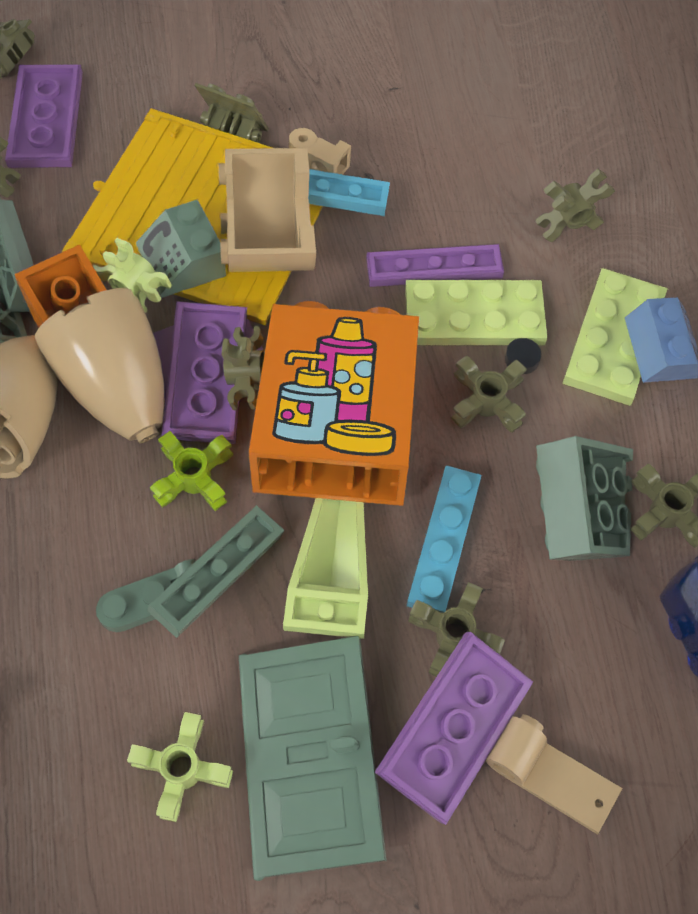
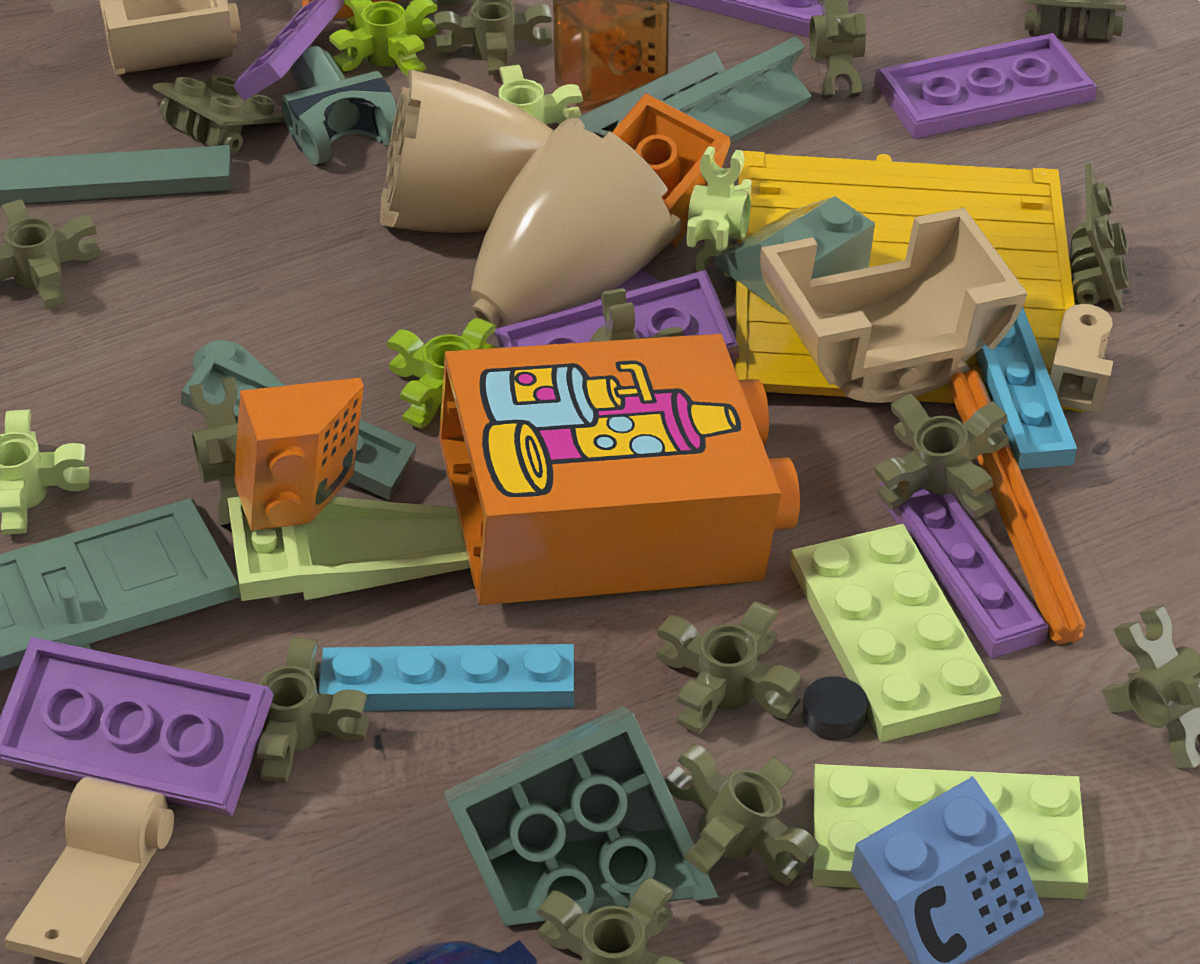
camera: 75 degrees right, 20 degrees down
(233, 617) = (217, 443): none -> olive pin
(299, 567) = (295, 449): none -> orange slope
(377, 227) = (942, 455): none -> olive pin
(407, 225) = (1023, 522): none -> orange axle
(603, 417) = (740, 814): none -> olive pin

